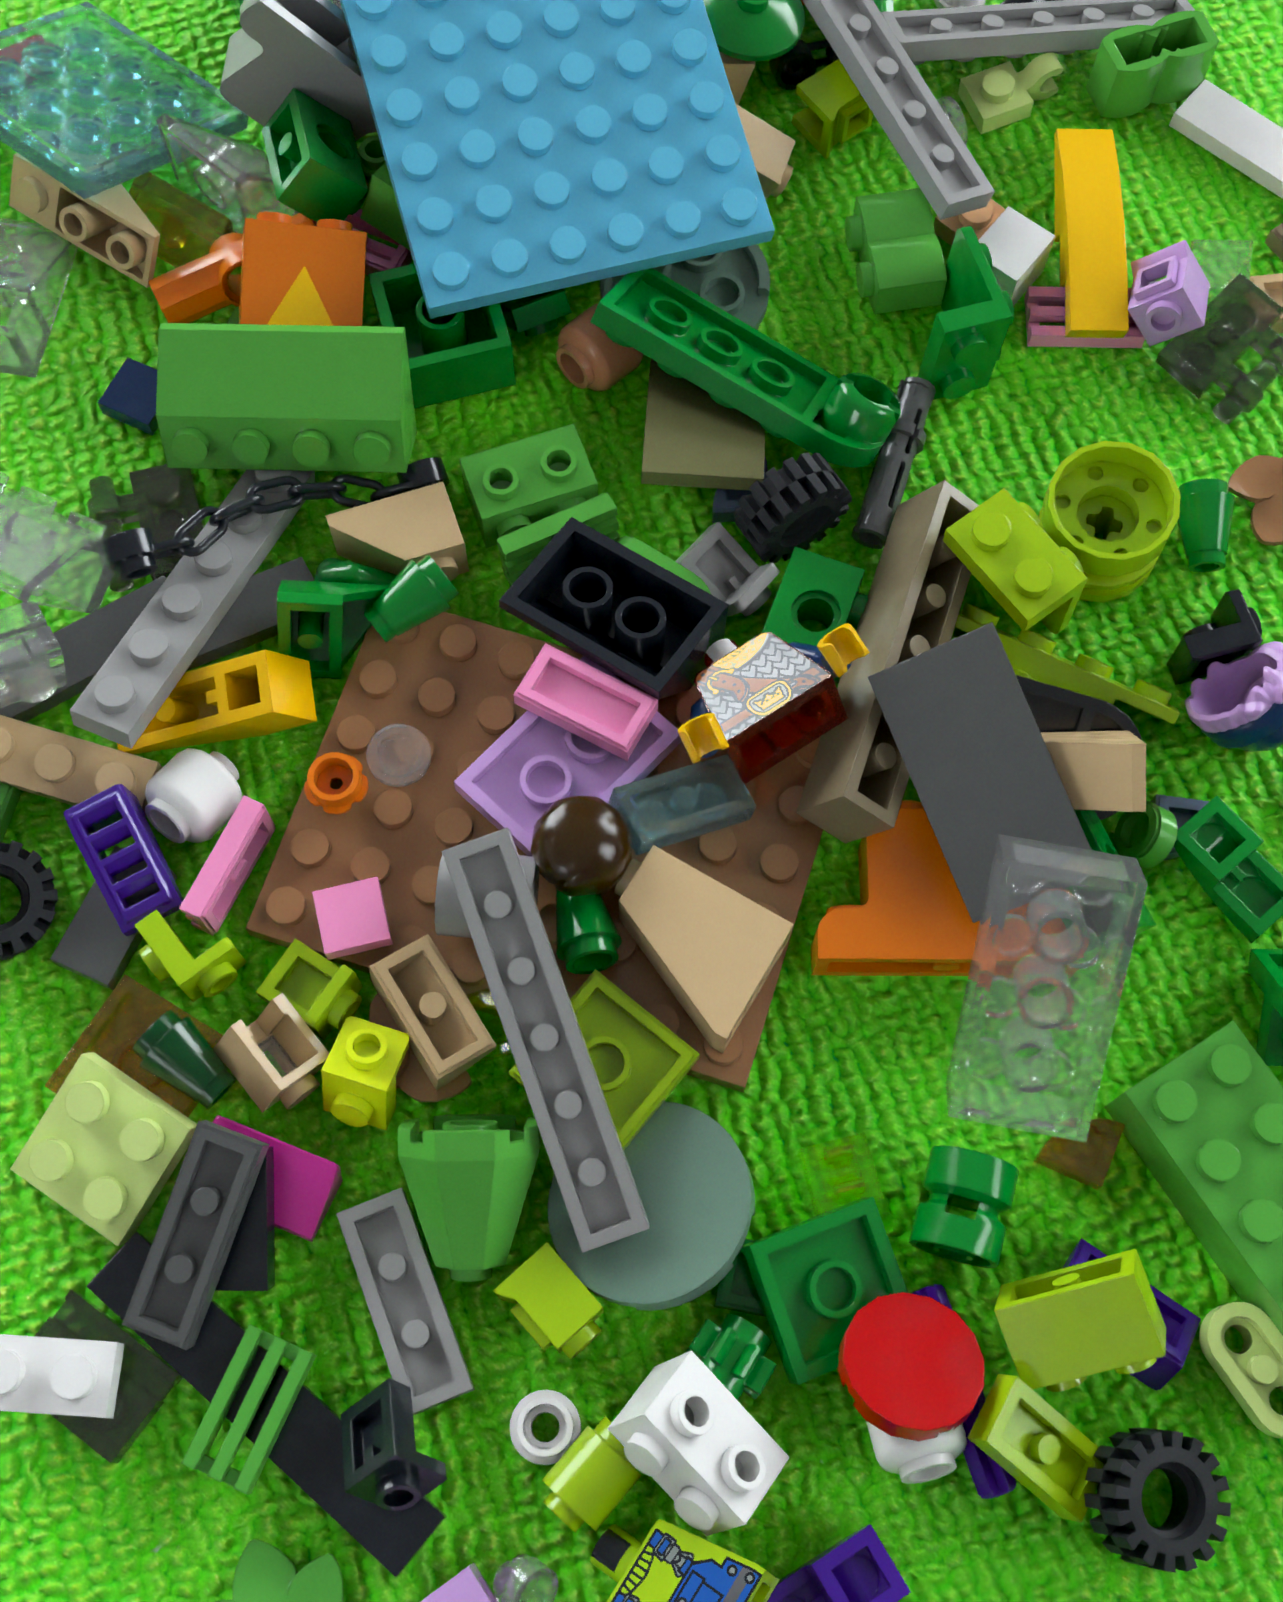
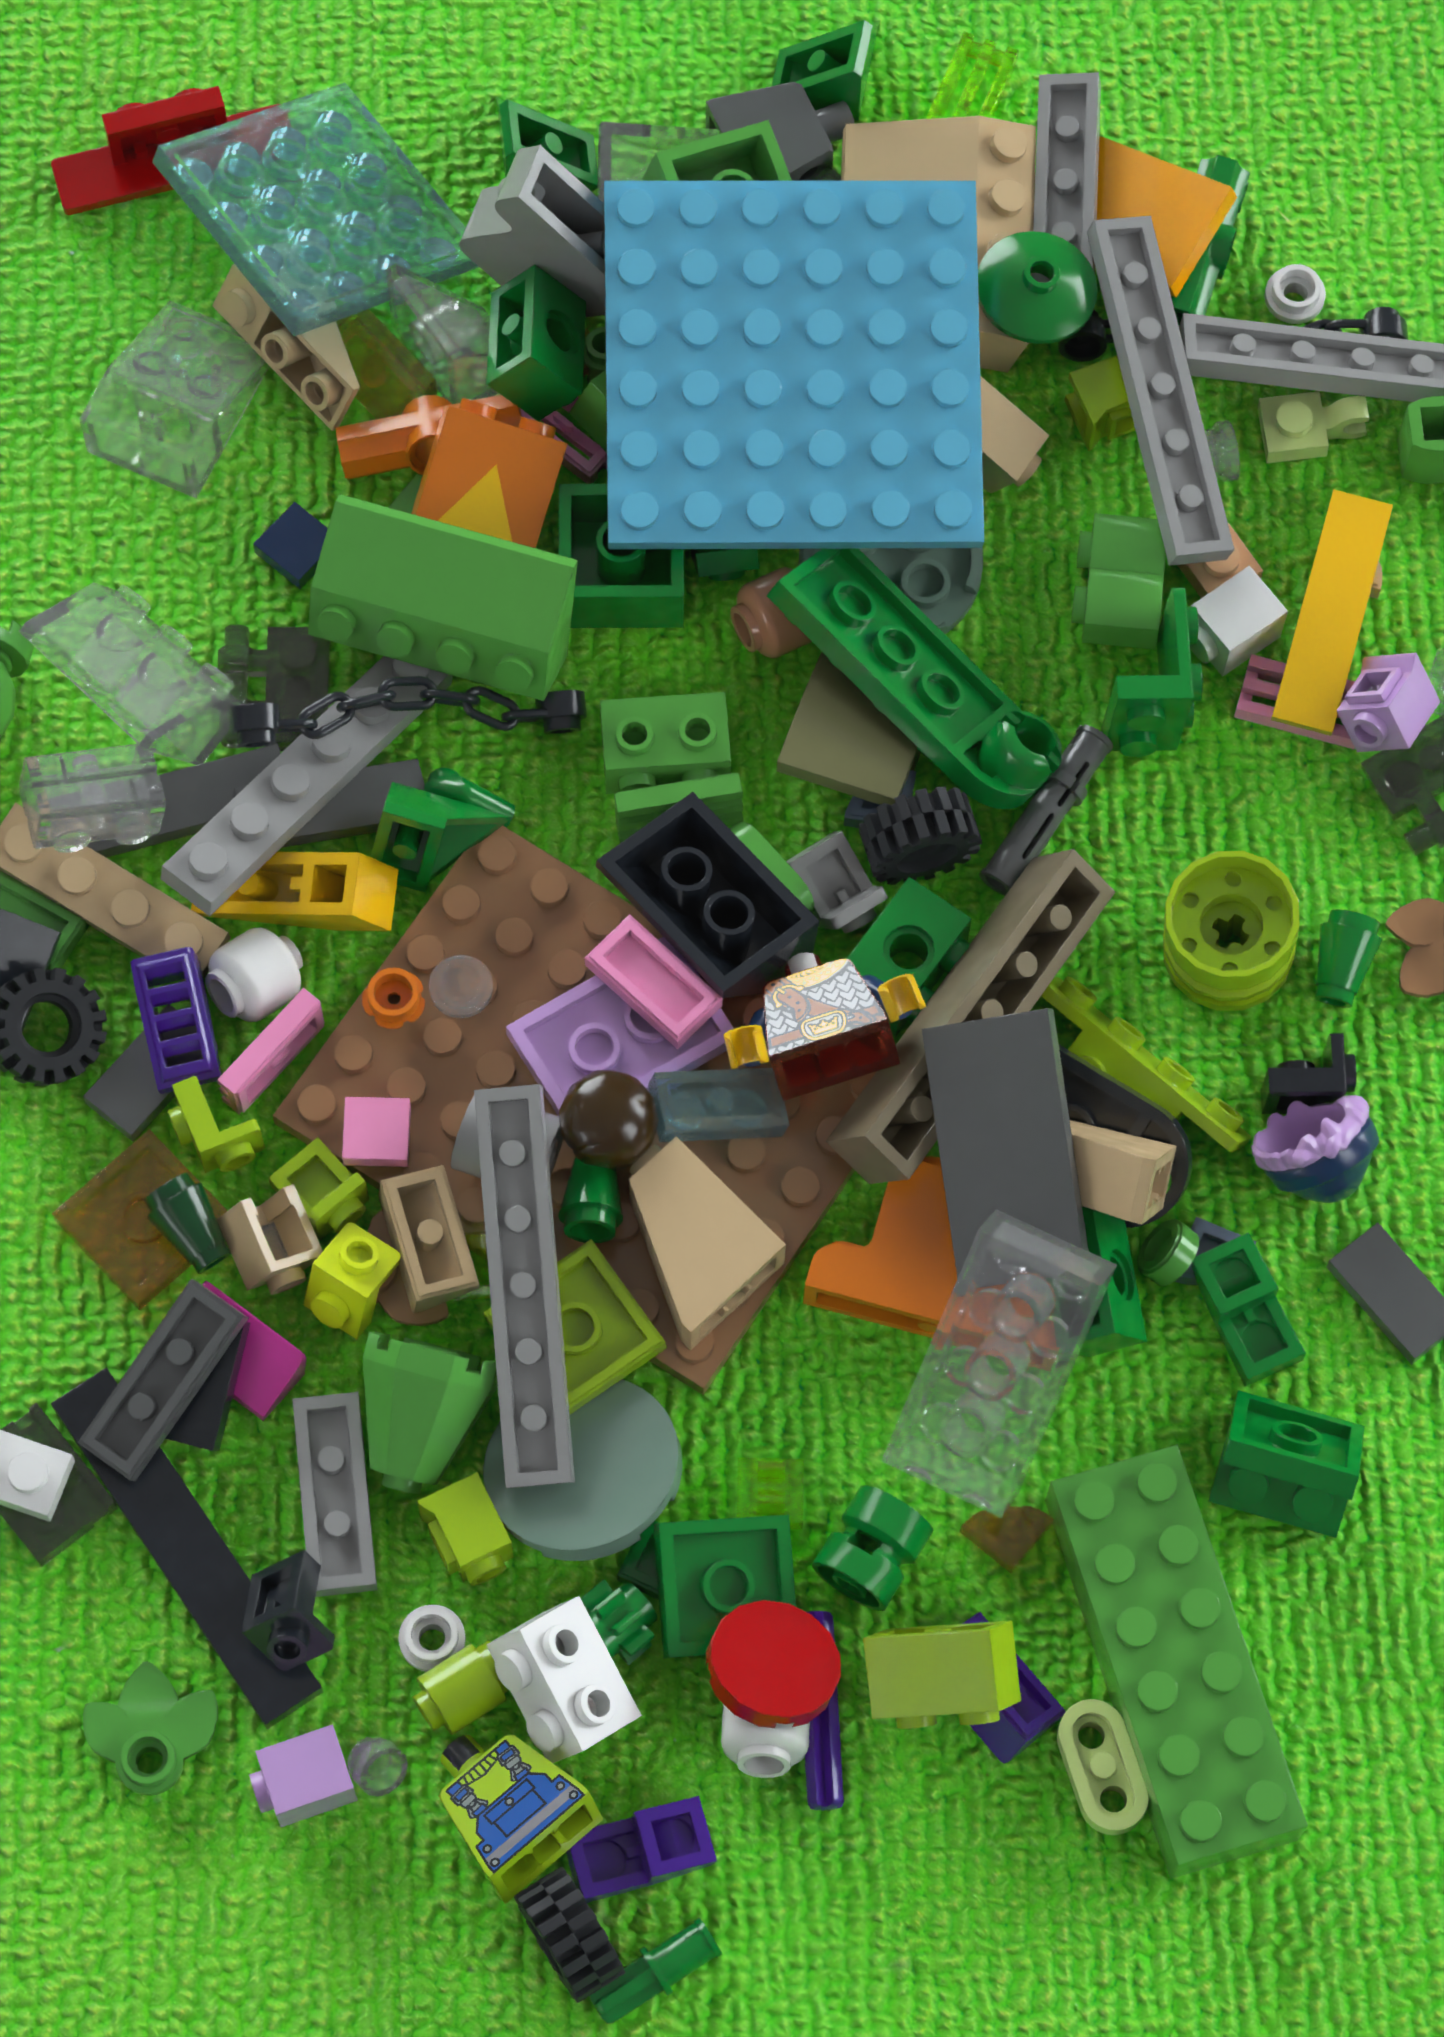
camera: 15 degrees right, 0 degrees up
(105, 1148) = (96, 1284): yellowish green plate -> none
(220, 1467) = (154, 1529): bright green tile -> none
(402, 529) = (525, 764): tan slope -> none
(411, 599) = (513, 834): green cone -> none
(1018, 562) = (1116, 953): lime bracket -> none
(1036, 1446) = (870, 1771): lime plate -> none
(1193, 1499) = (1002, 1838): black tyre -> none

